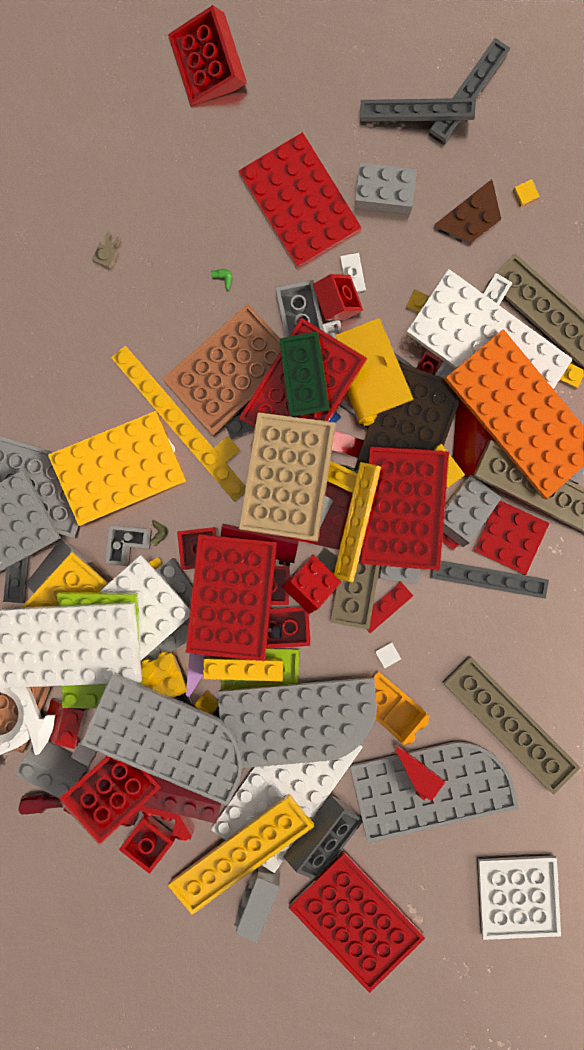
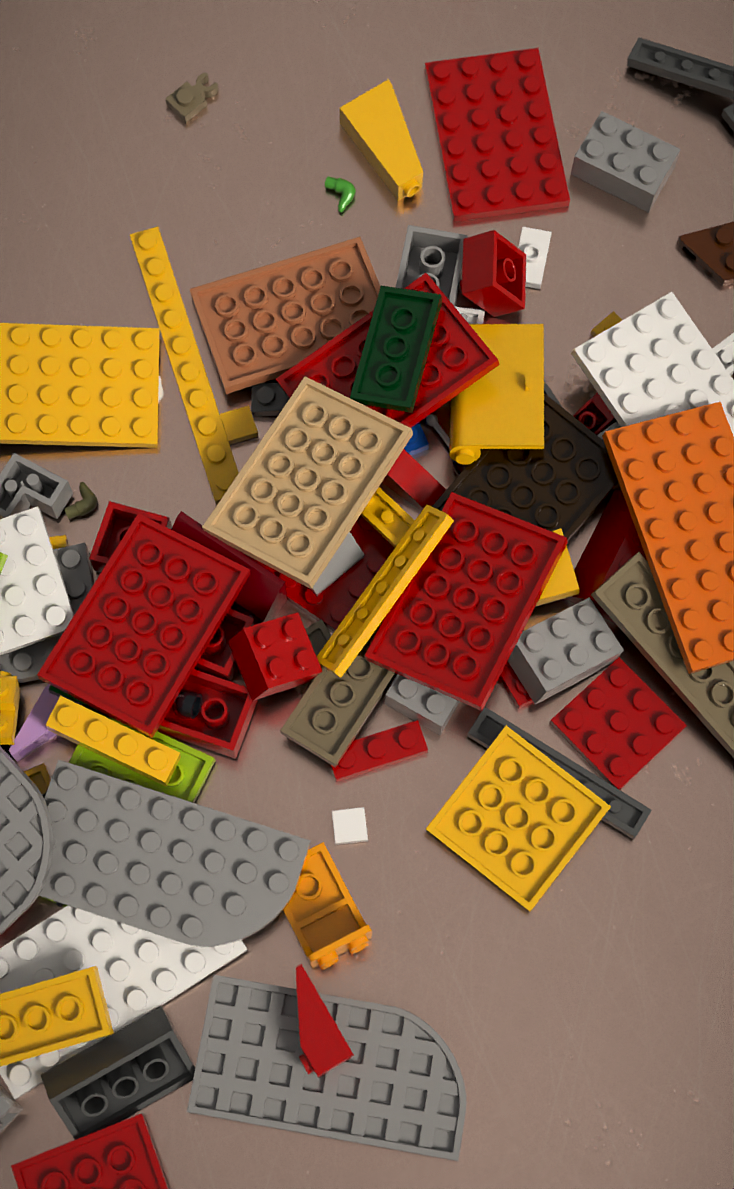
camera: 20 degrees right, 15 degrees down
(233, 231) = (382, 136): none -> yellow slope
(479, 615) = (518, 818): none -> yellow plate
(512, 725) = (503, 1022): dark tan plate -> none

